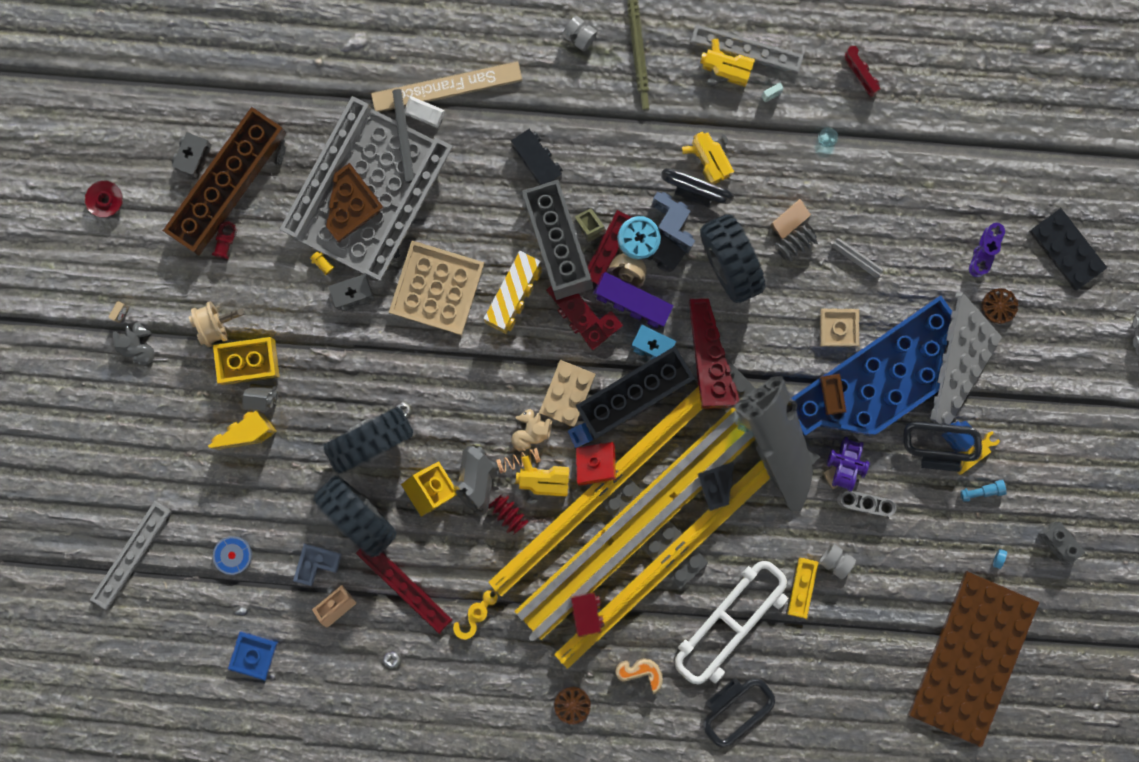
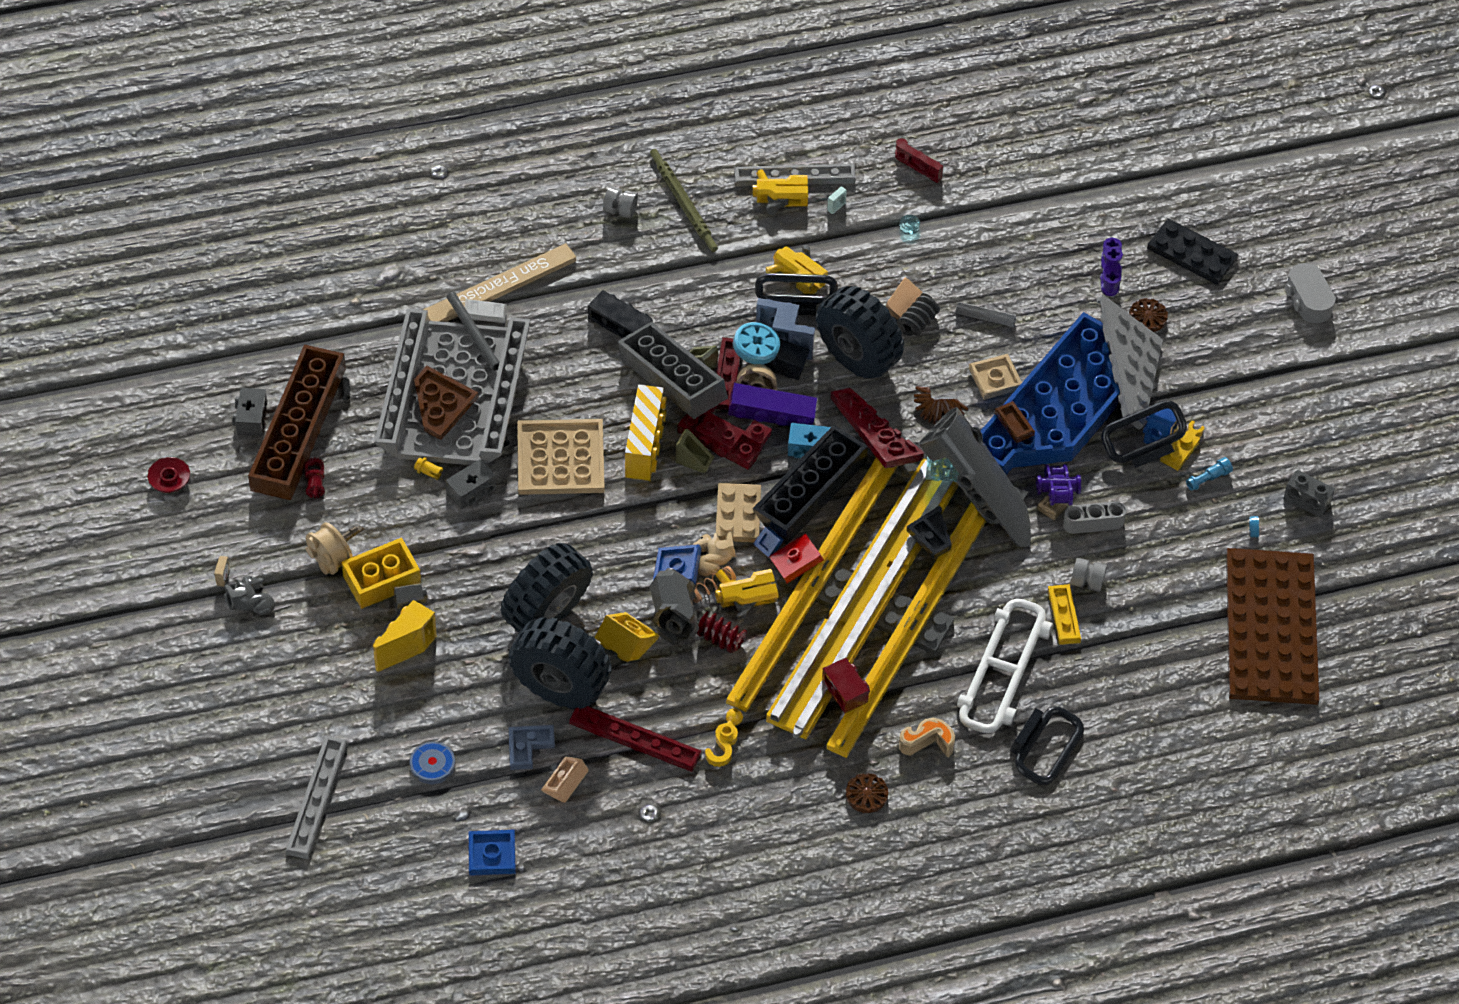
camera: 20 degrees left, 30 degrees down
(495, 433) = (680, 558): none -> blue tile
(549, 324) = (692, 453): none -> olive slope
(777, 345) = (934, 407): none -> reddish brown hair

